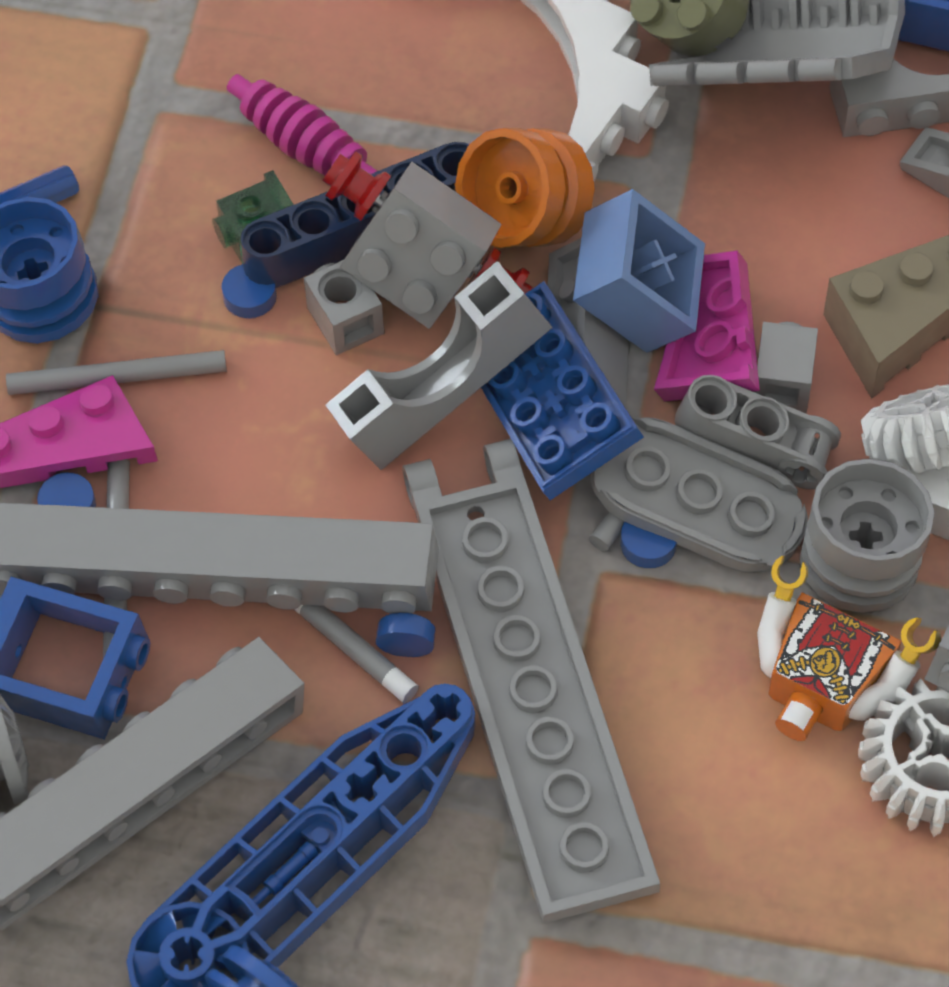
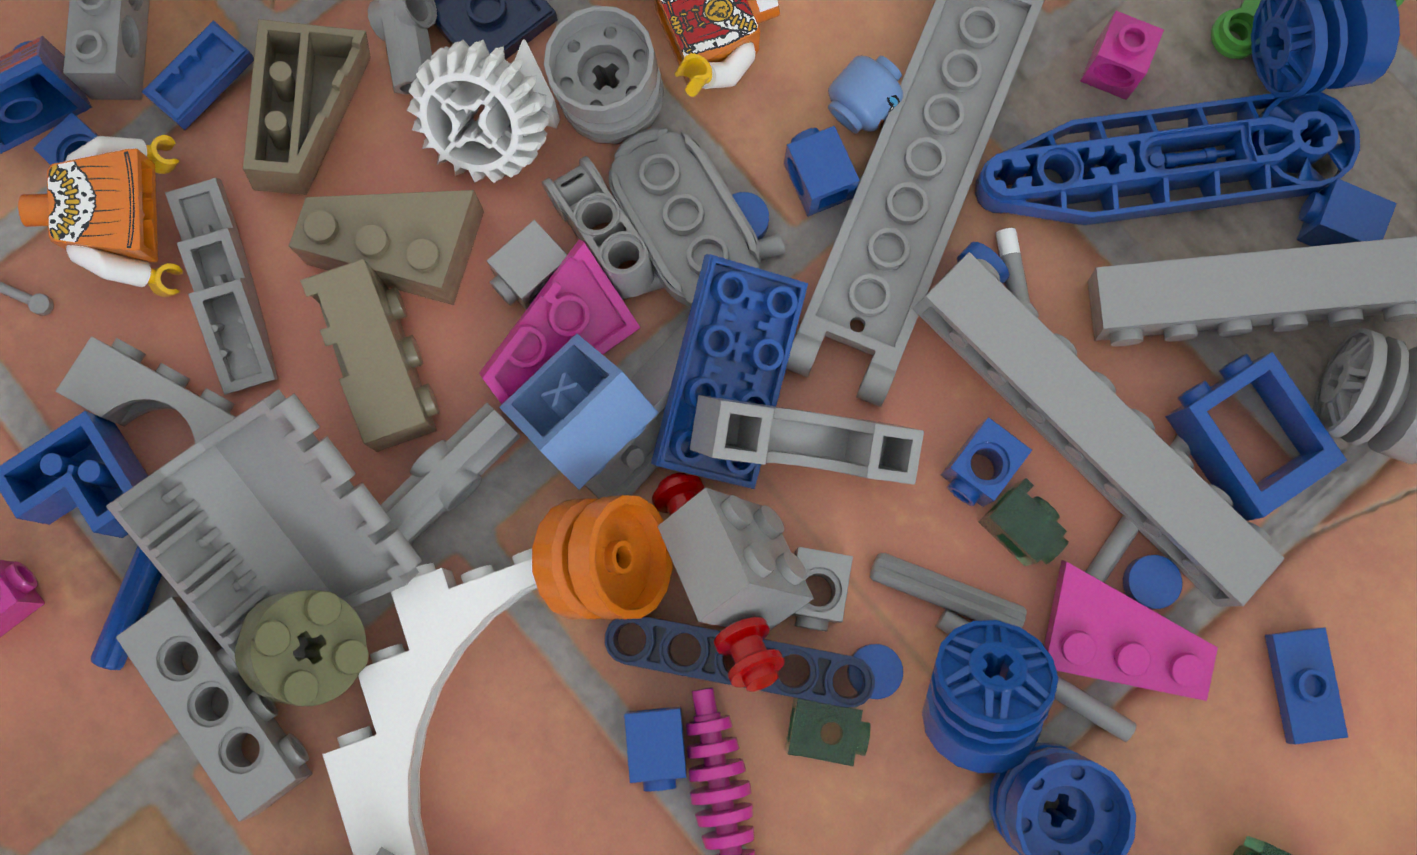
camera: 145 degrees left, 20 degrees up
(99, 914) = (1344, 215): none -> blue brick
(122, 309) = (989, 696): none -> blue wheel
(208, 458) = (1026, 525): none -> clear green brick
(233, 378) = (944, 591): none -> light grey axle
(278, 457) = (1000, 448): none -> blue brick
(380, 125) = (655, 747): none -> blue brick
(427, 913) = (1122, 55): none -> dark pink brick
(617, 613) = (820, 169): none -> blue brick
(636, 705) = (865, 93): none -> medium blue head
(704, 177) = (448, 473): none -> light grey piece
(834, 212) = (374, 355): none -> dark tan wedge

